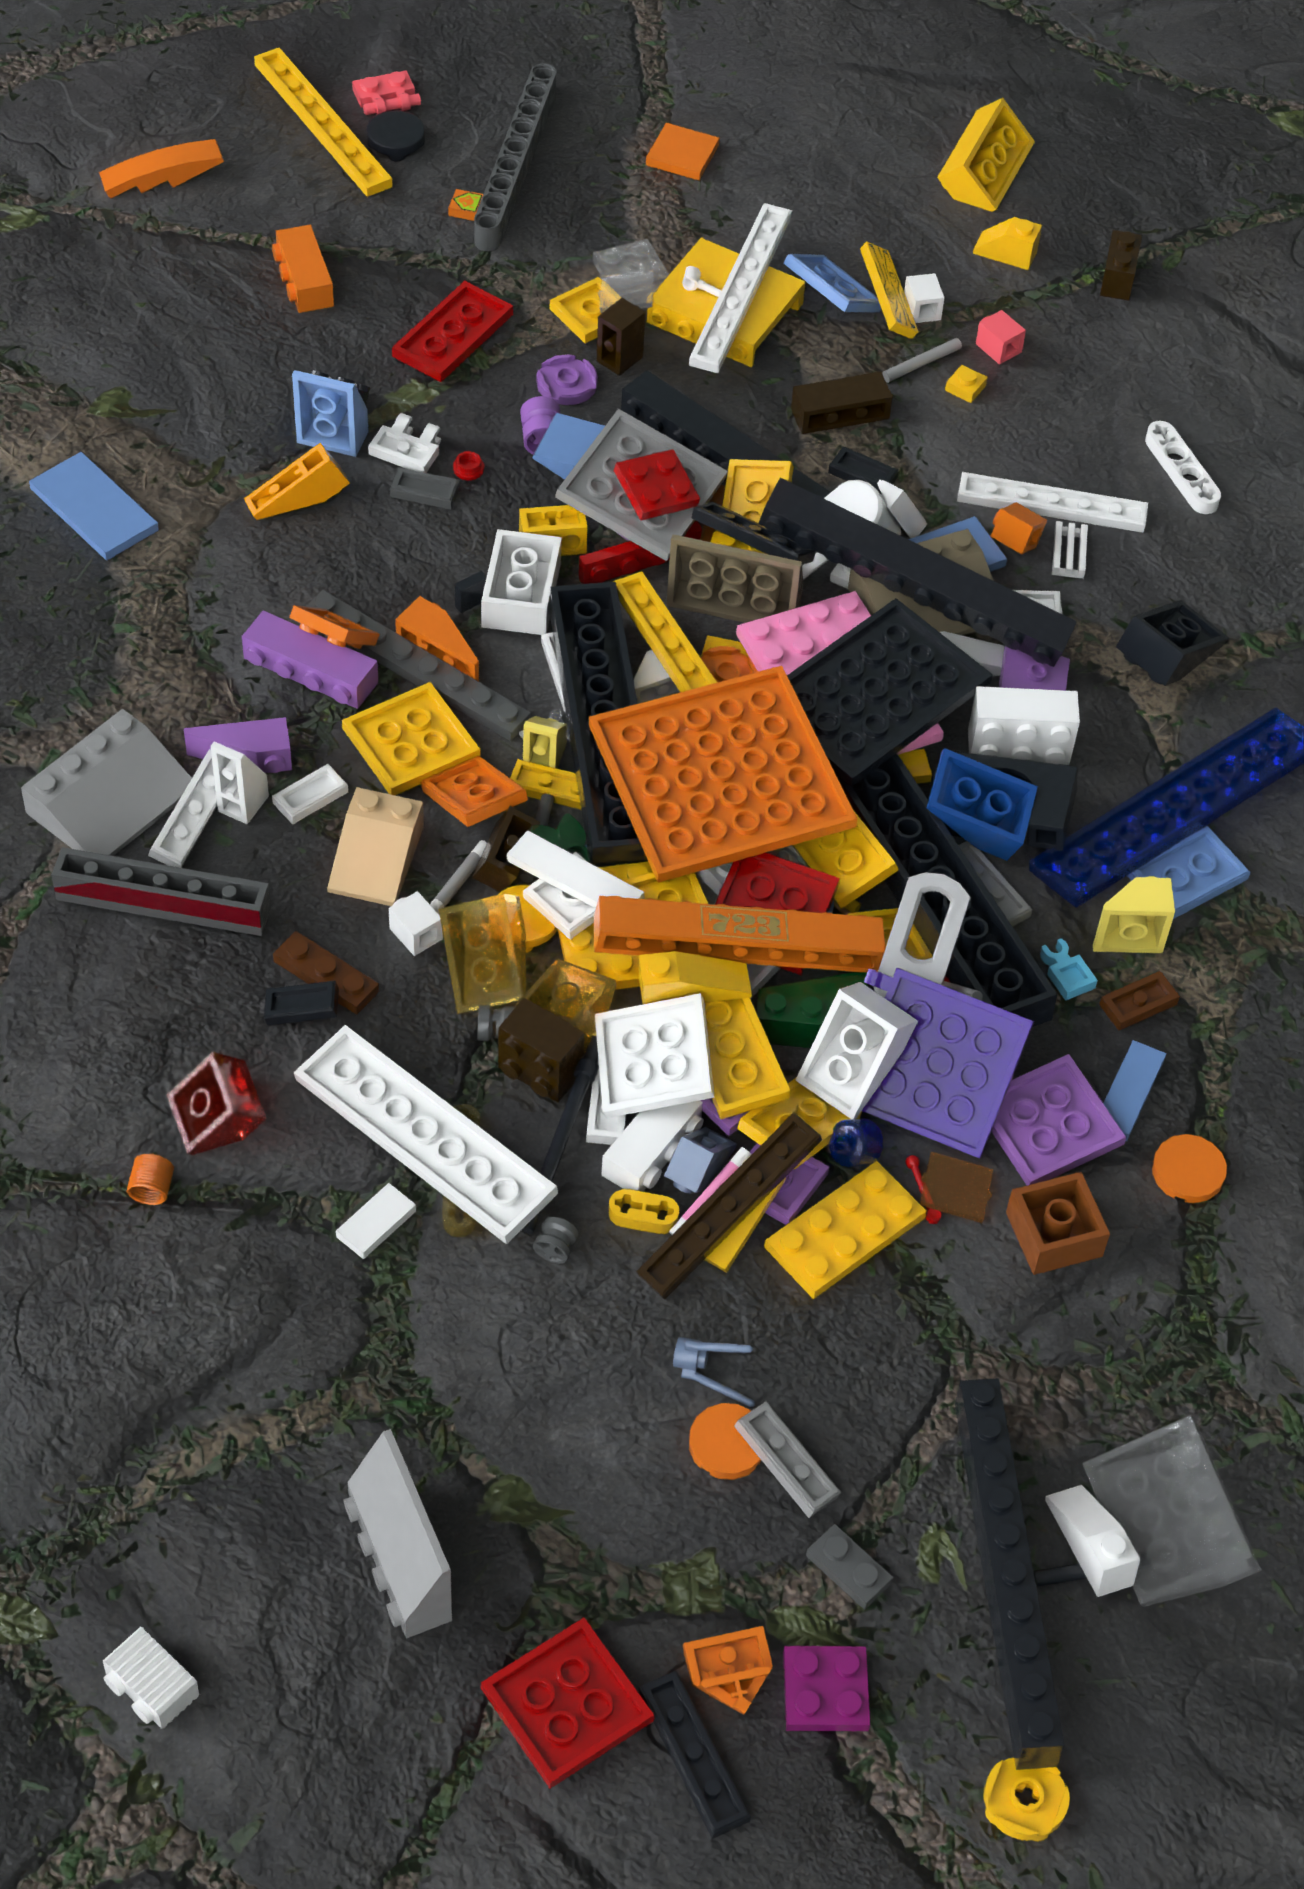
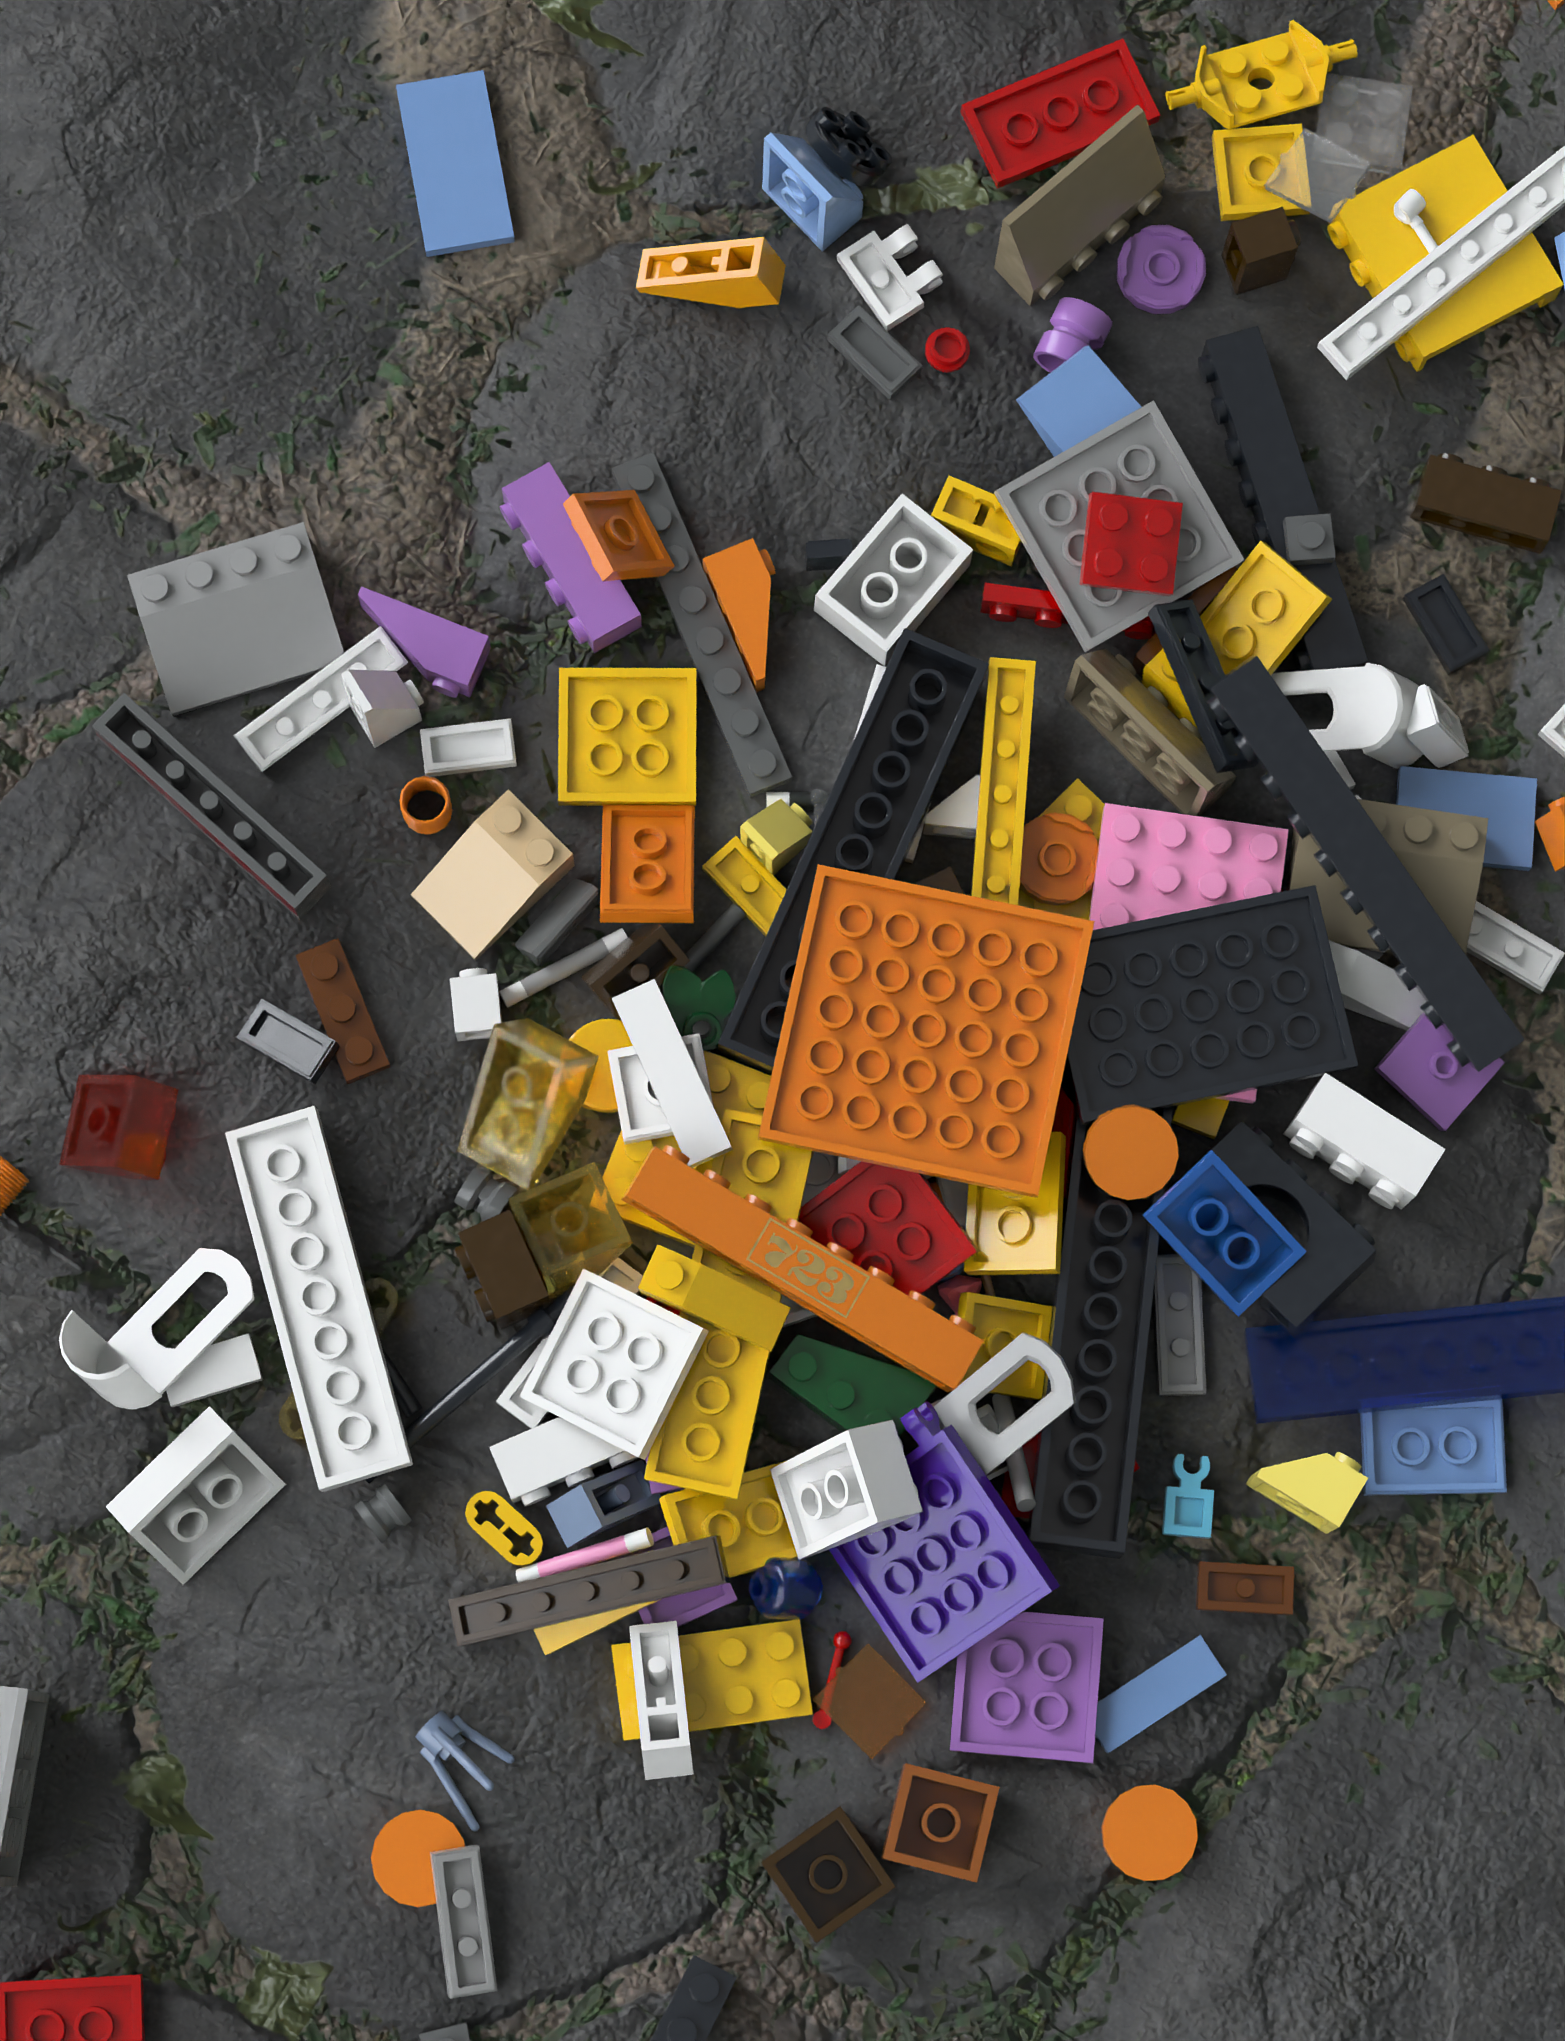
camera: 30 degrees right, 25 degrees up
(305, 819) = (422, 784): none -> orange piece
(323, 1238) = (132, 1366): none -> white piece
(417, 1295) = (195, 1495): none -> white slope
(436, 855) = (558, 921): none -> dark grey slope
(501, 356) = (1081, 209): none -> dark tan slope
(560, 266) = (1291, 61): none -> yellow plate
(756, 448) = (1309, 539): none -> dark grey plate
(828, 1243) = (661, 1700): none -> white slope
(893, 780) = (1130, 1152): none -> orange tile
(1008, 1292) = (827, 1874): none -> dark brown brick

